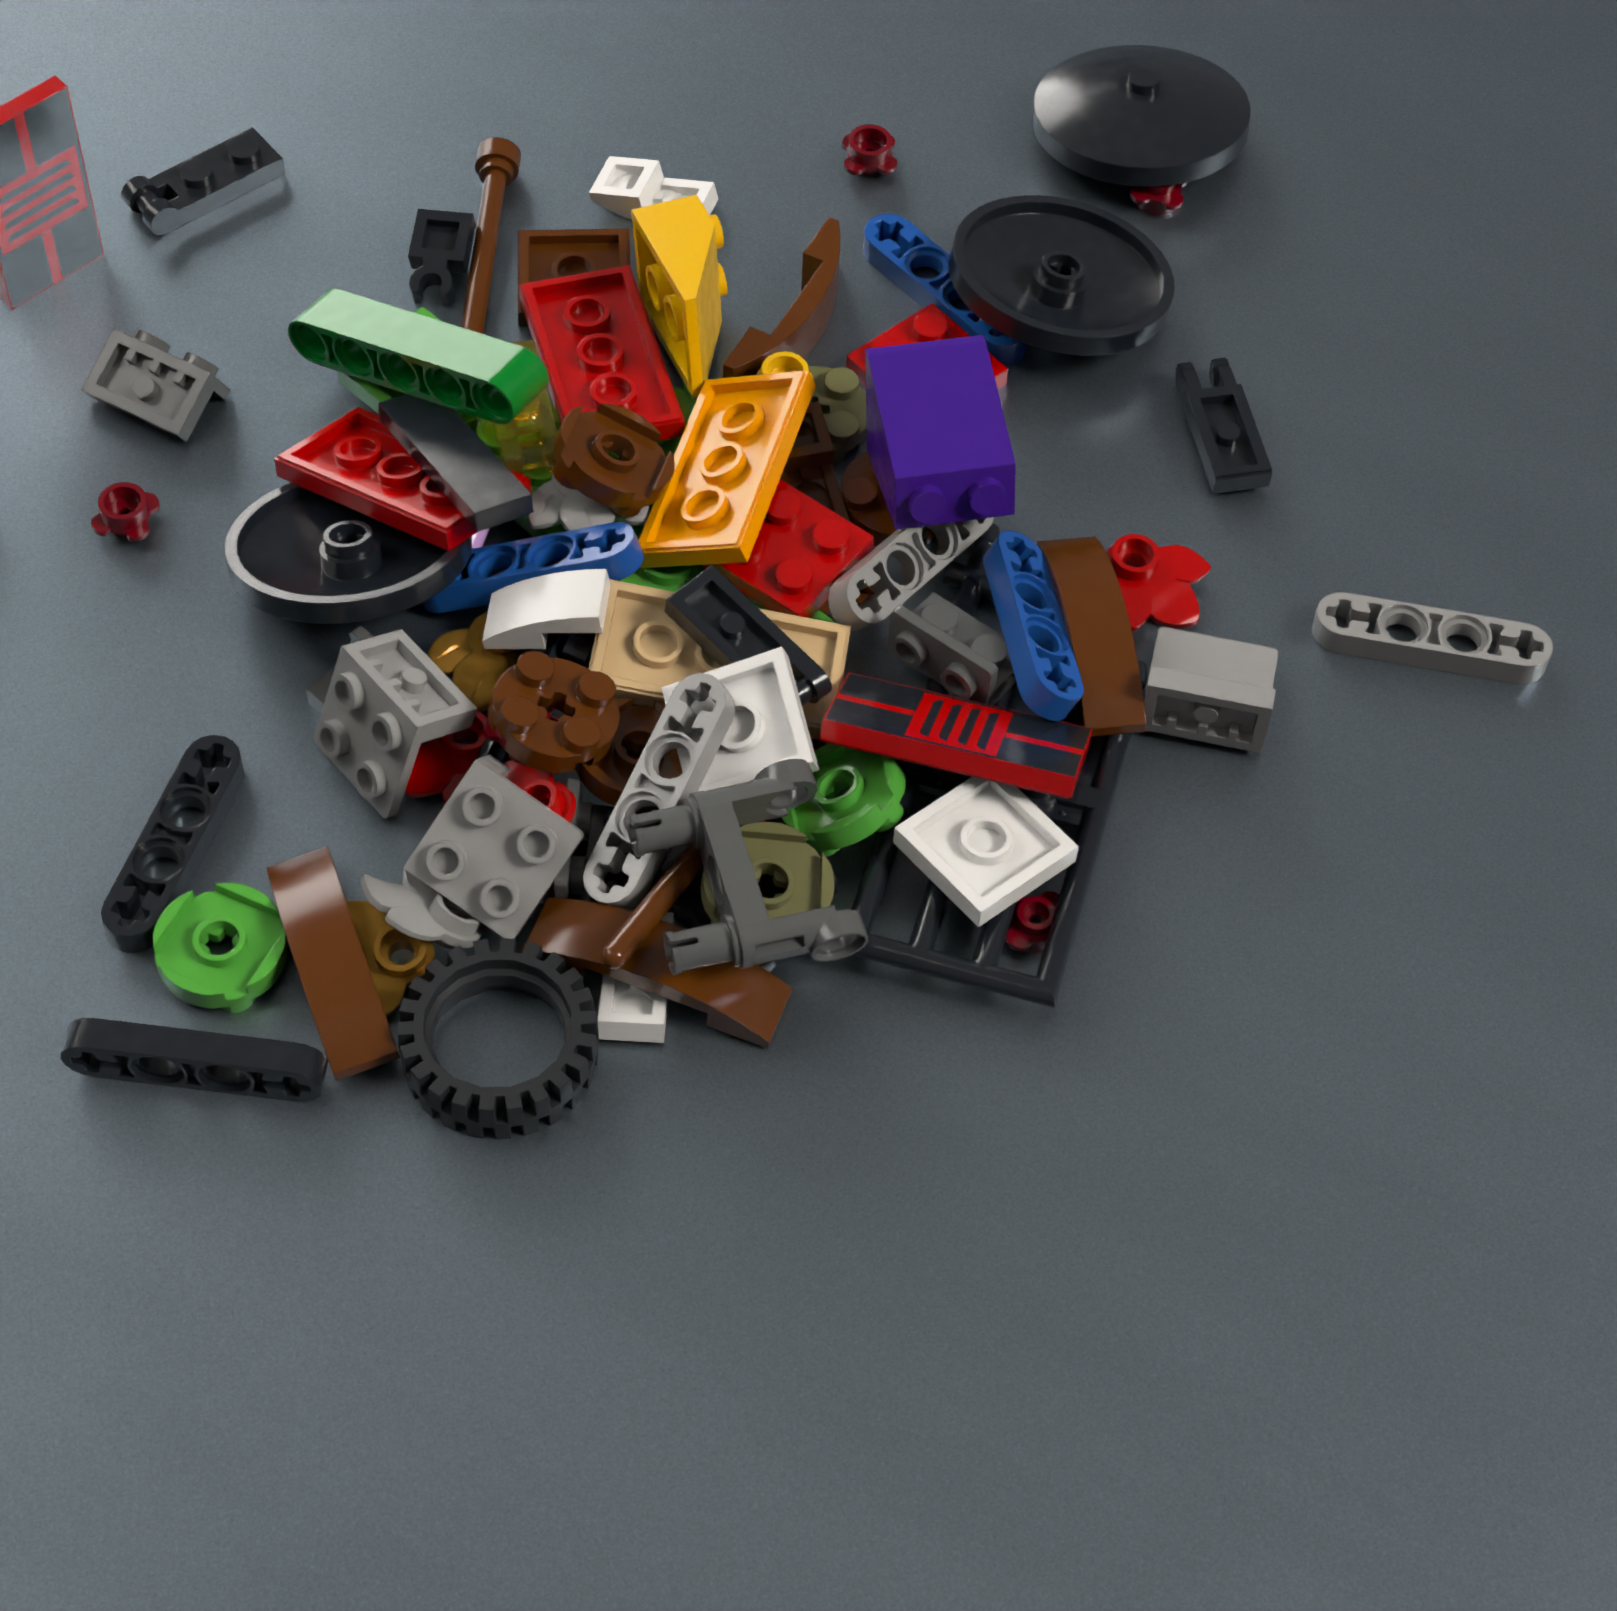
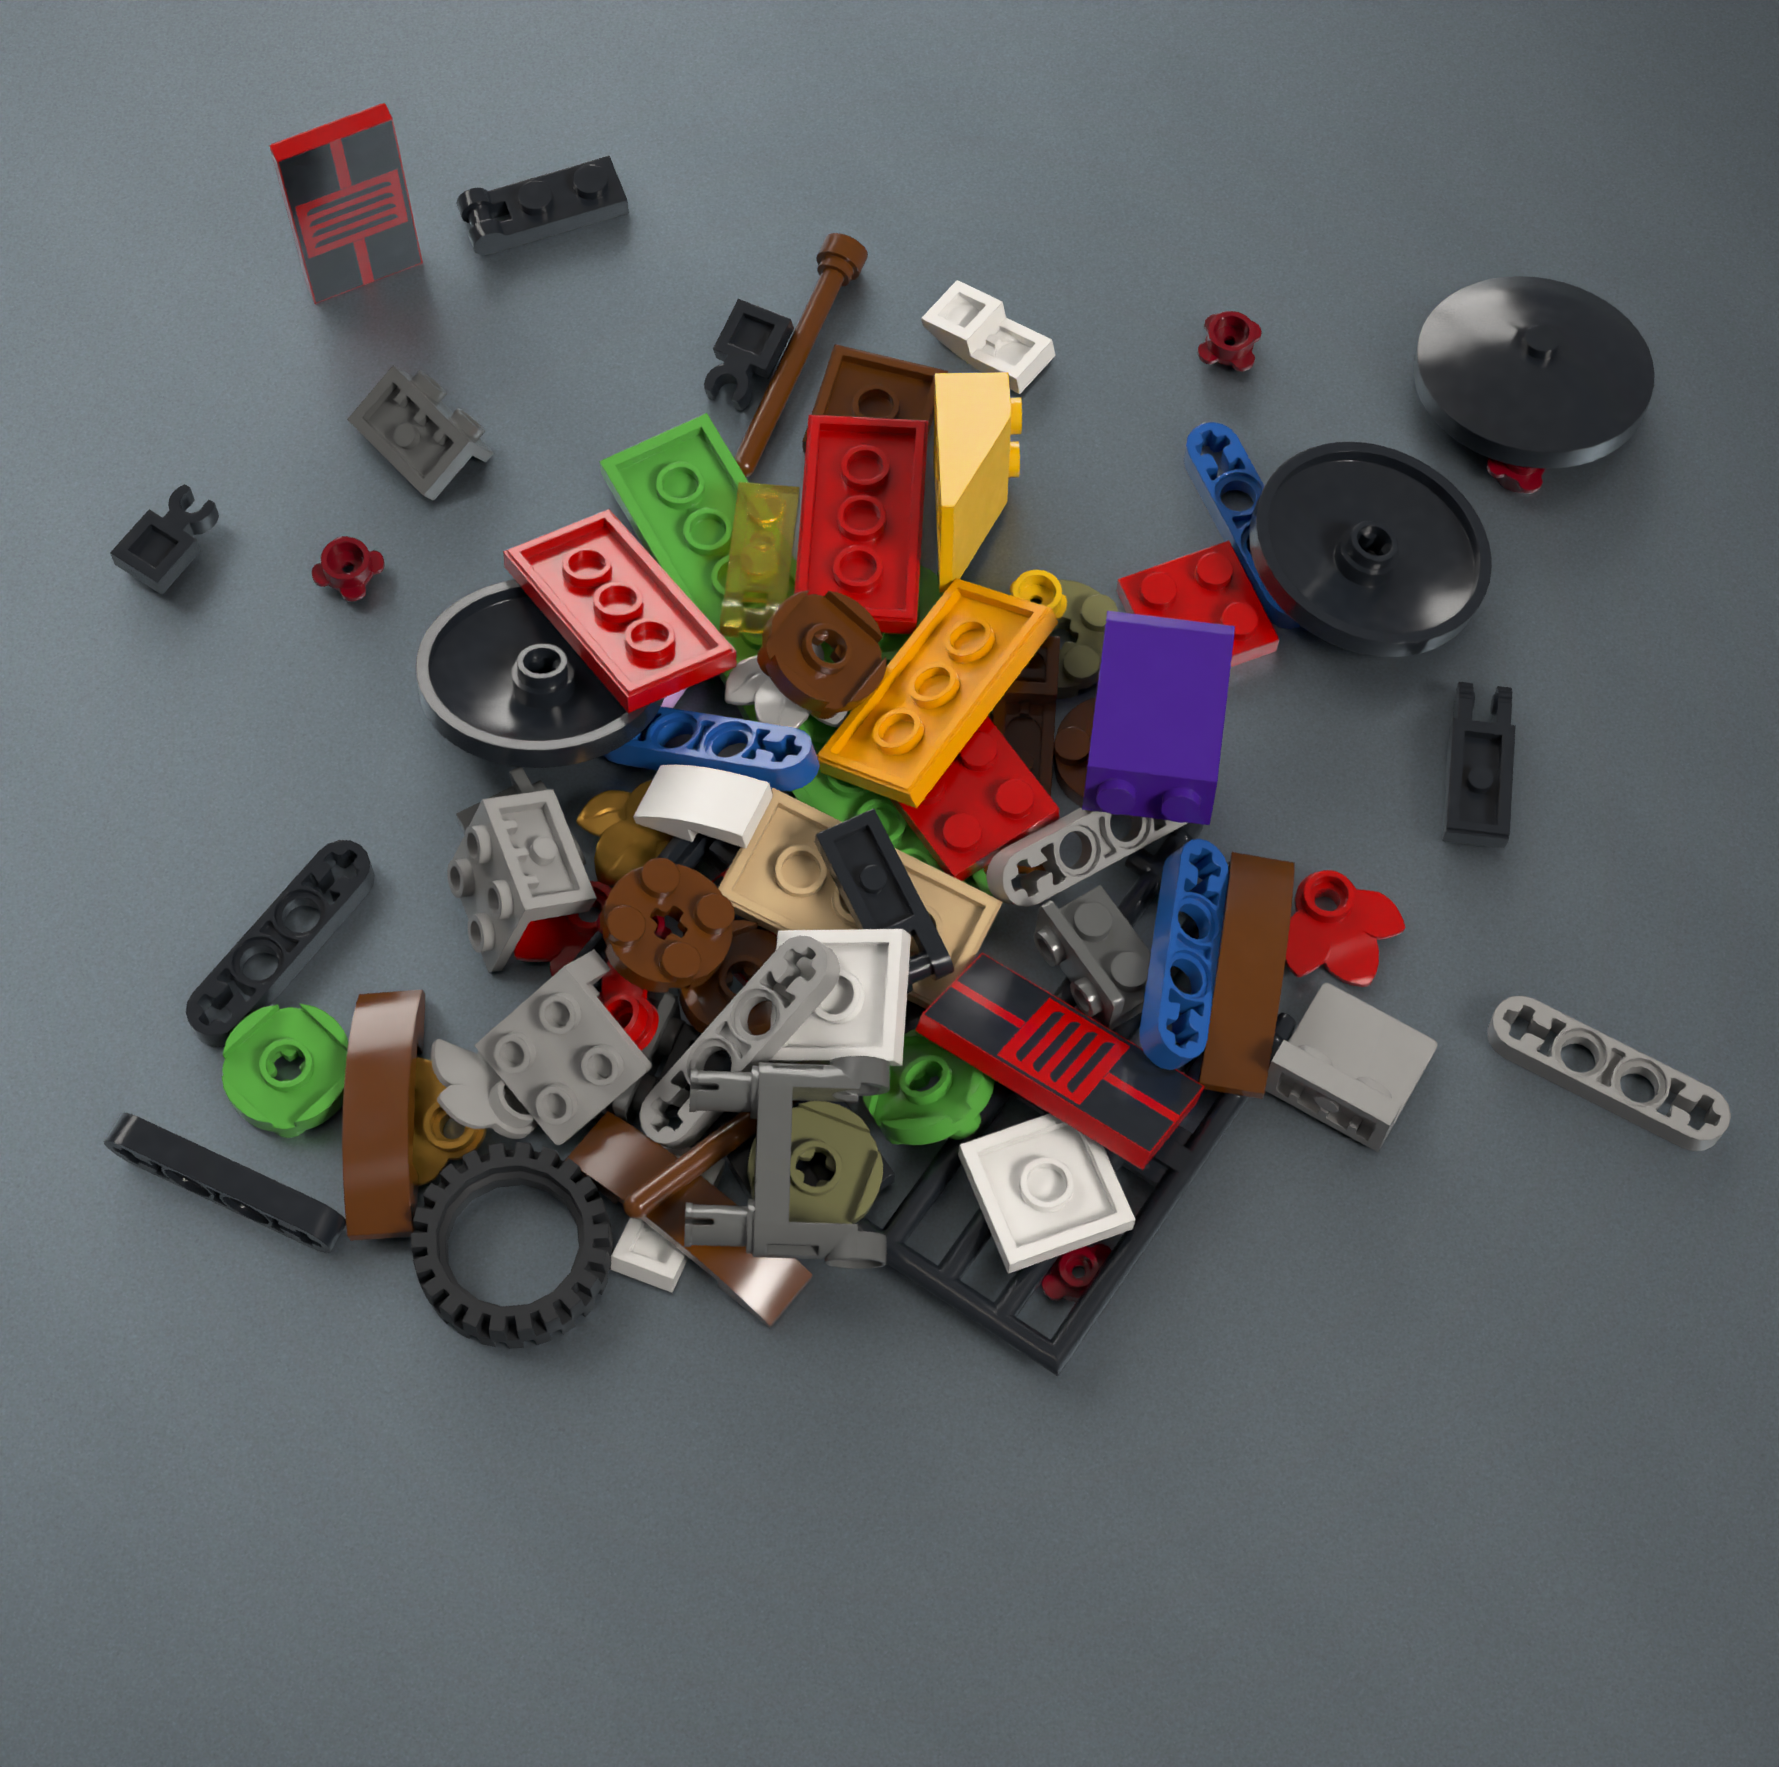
camera: 20 degrees right, 10 degrees up
(419, 355) = (673, 482): green beam -> none
(457, 461) = (669, 610): black tile -> none
(806, 317) = (1085, 530): reddish brown slope -> none

